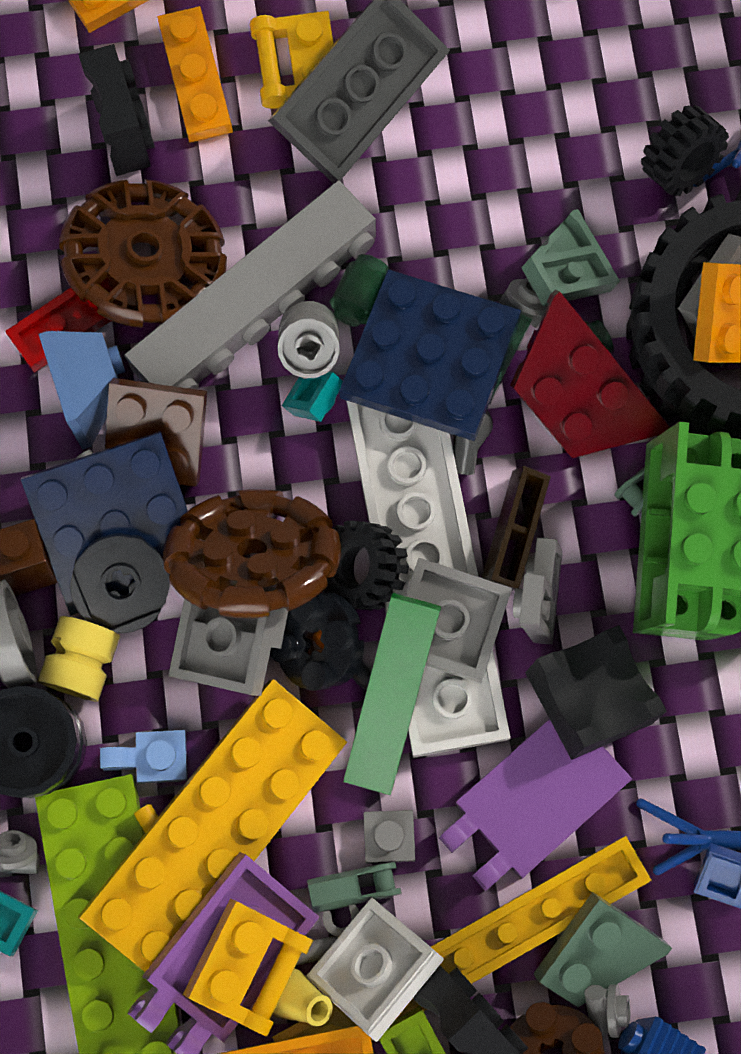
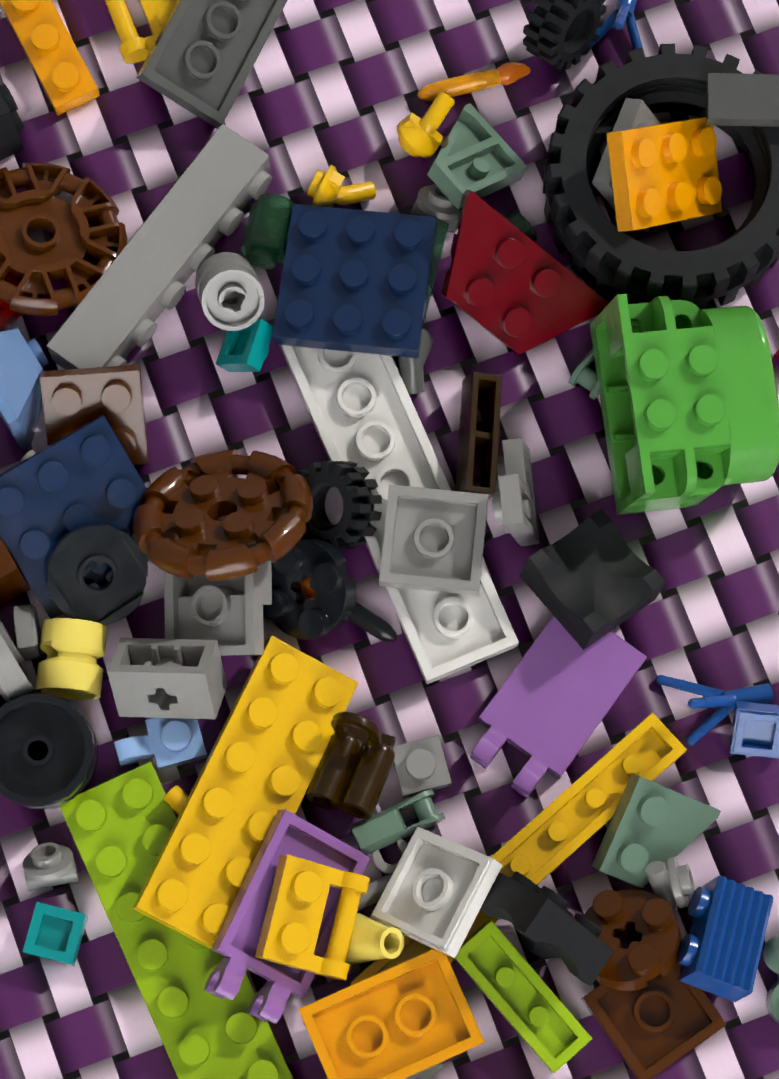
camera: 15 degrees left, 0 degrees up
(43, 622) = (27, 631): none -> light grey tile
(164, 698) = (167, 678): none -> light grey brick
(322, 824) = (353, 766): none -> dark brown piece
(392, 693) = (393, 623): tile -> none
(425, 264) = (328, 189): none -> yellow plate
(523, 229) = (419, 135): none -> yellow plate
(586, 190) = (477, 81): none -> light orange piece

